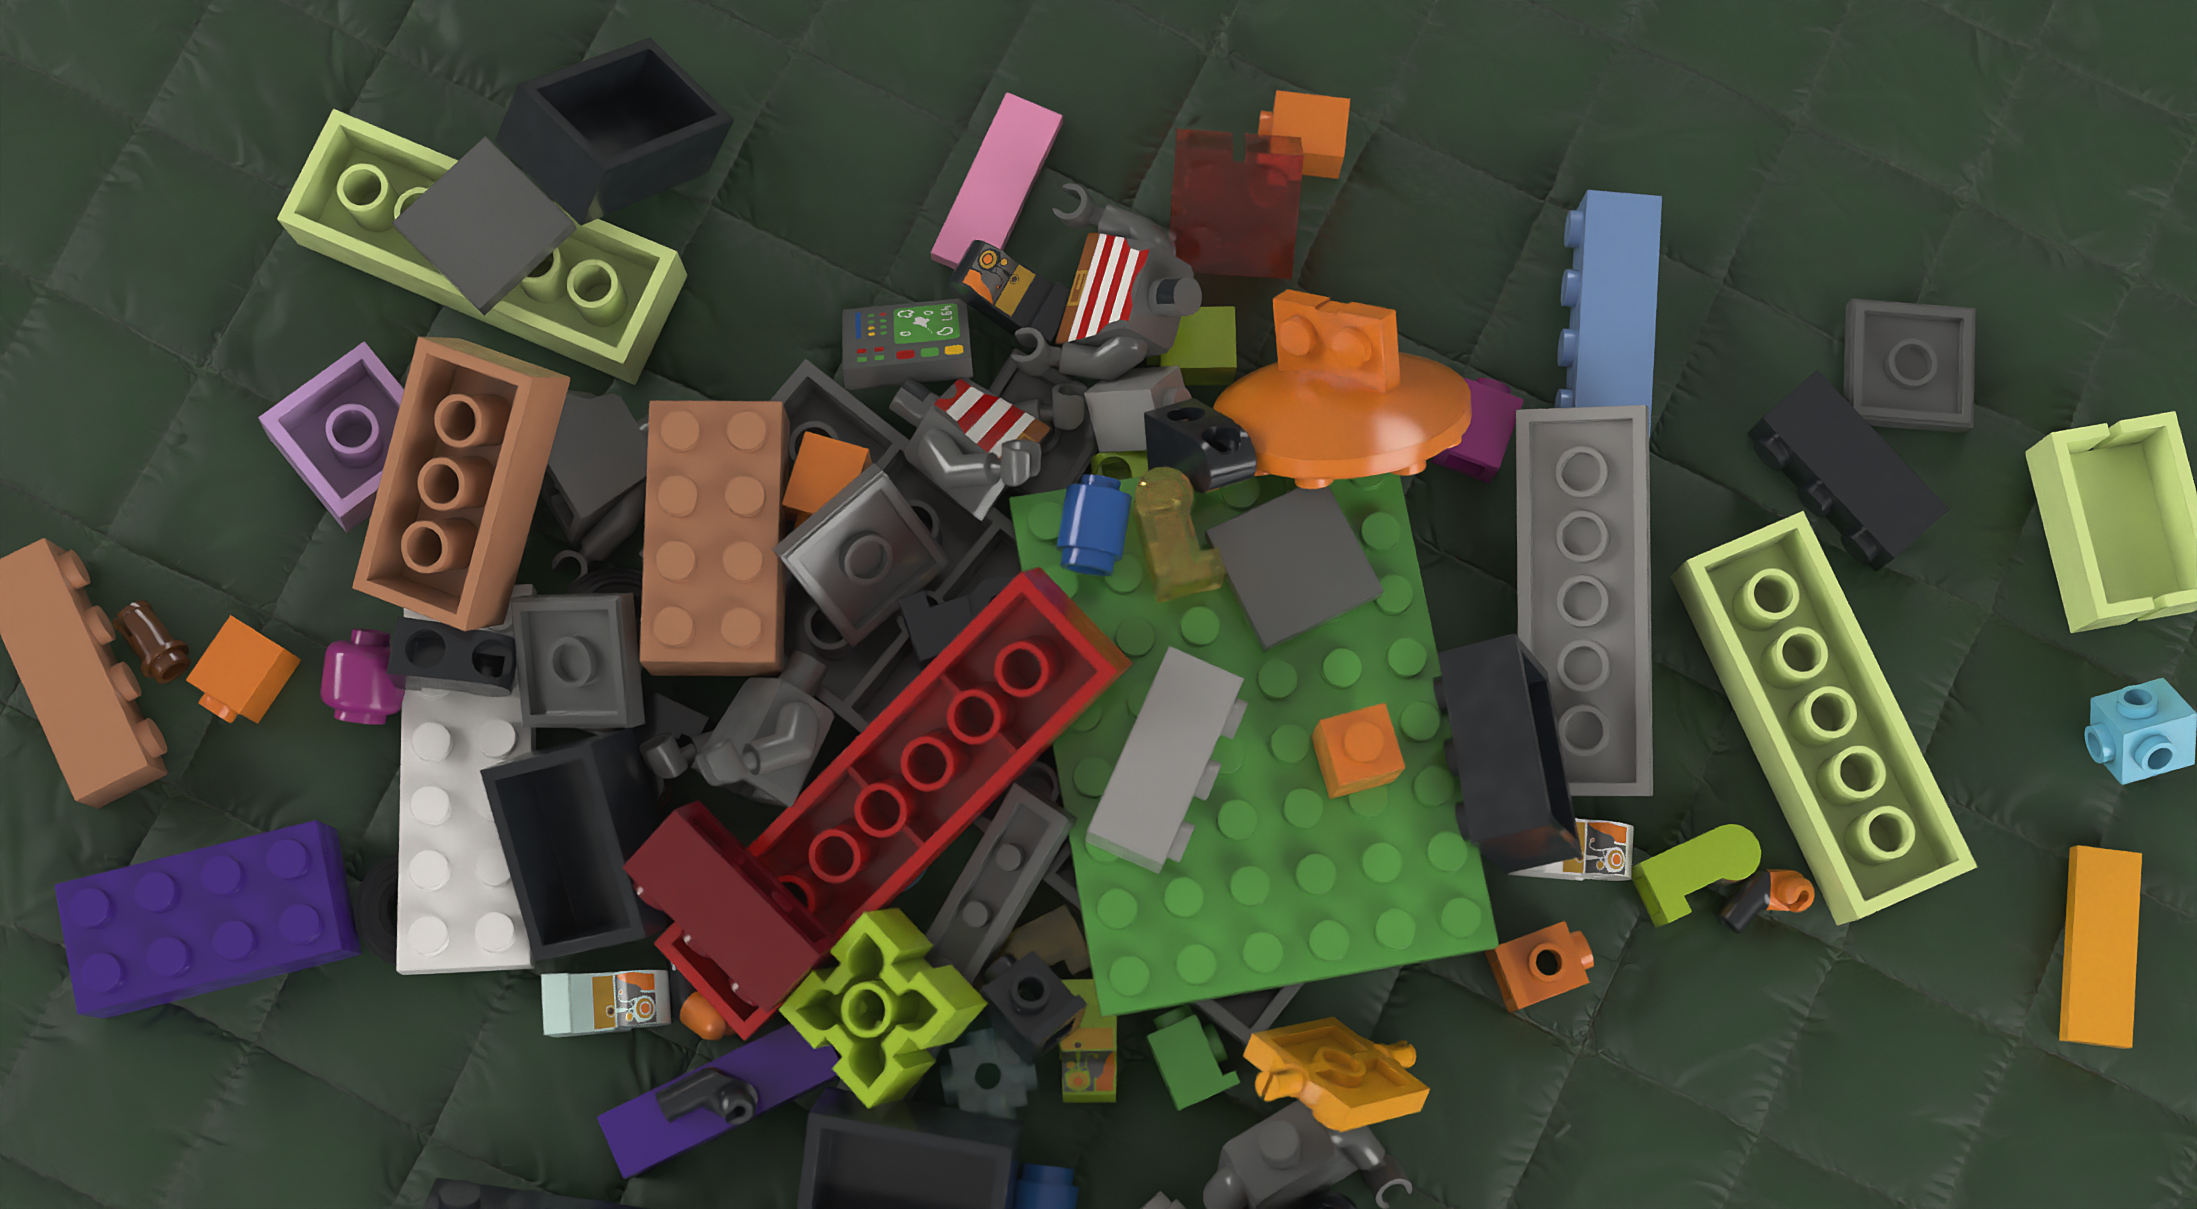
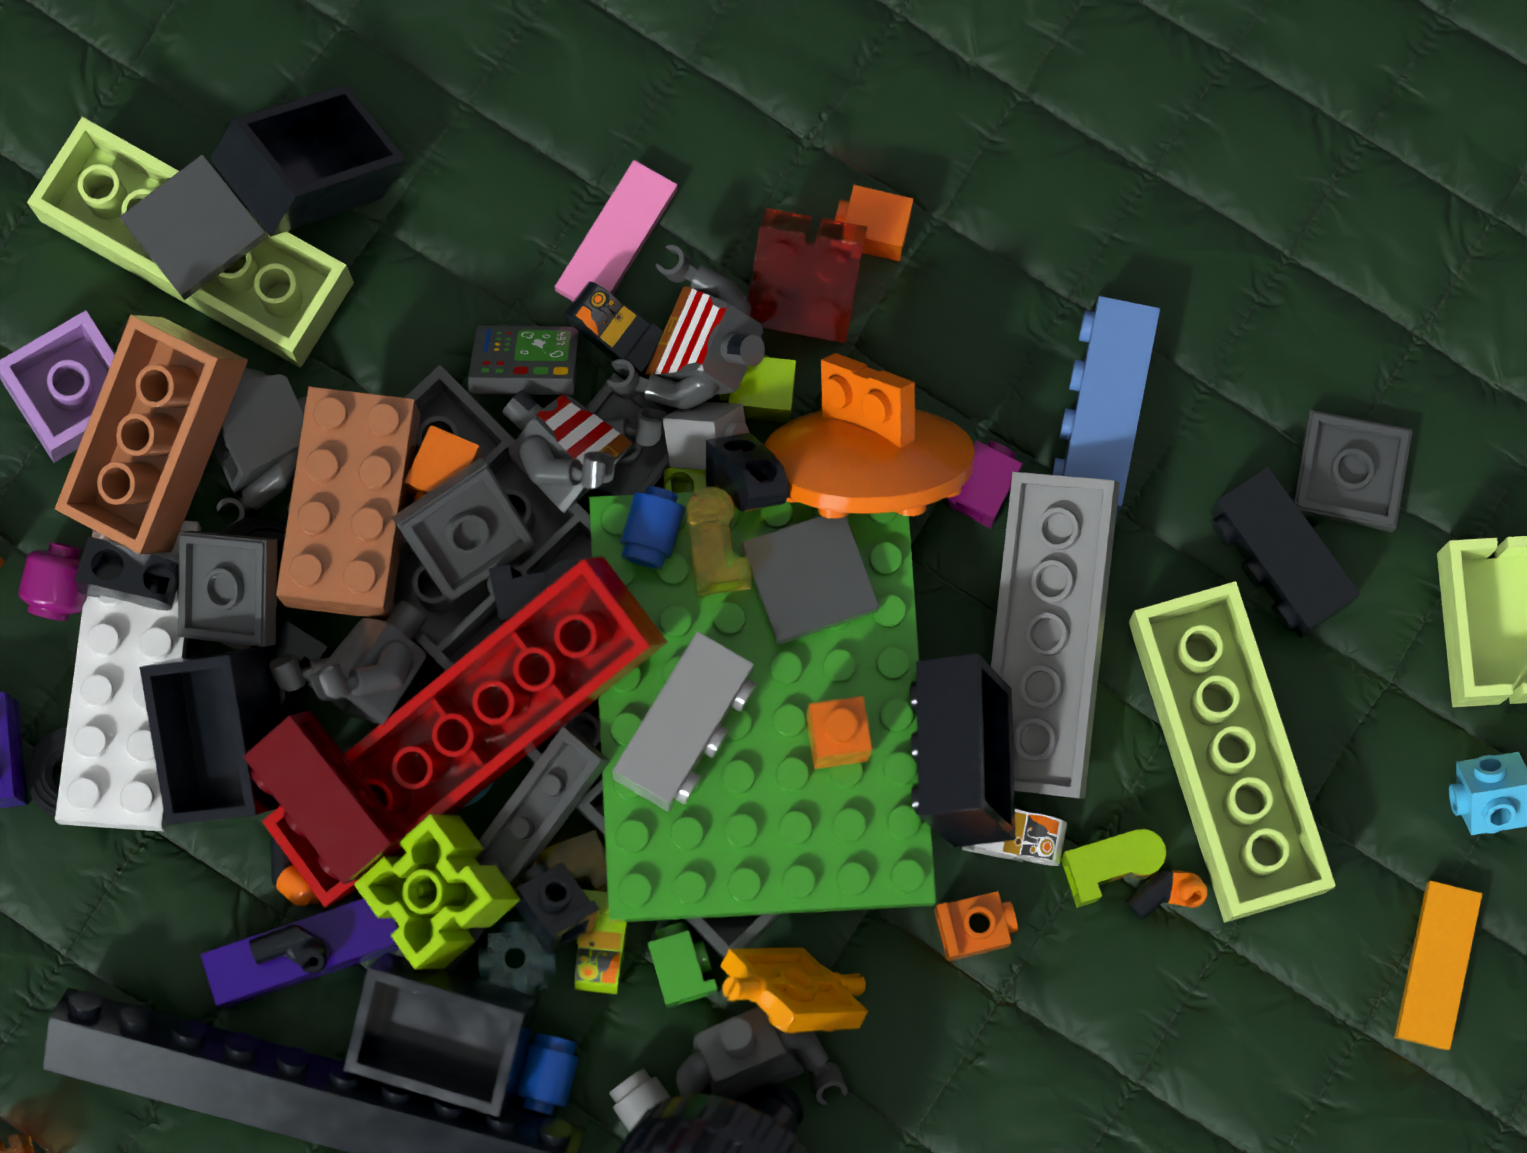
camera: 10 degrees right, 0 degrees up
(604, 1002) = (217, 865): light aqua leg -> none

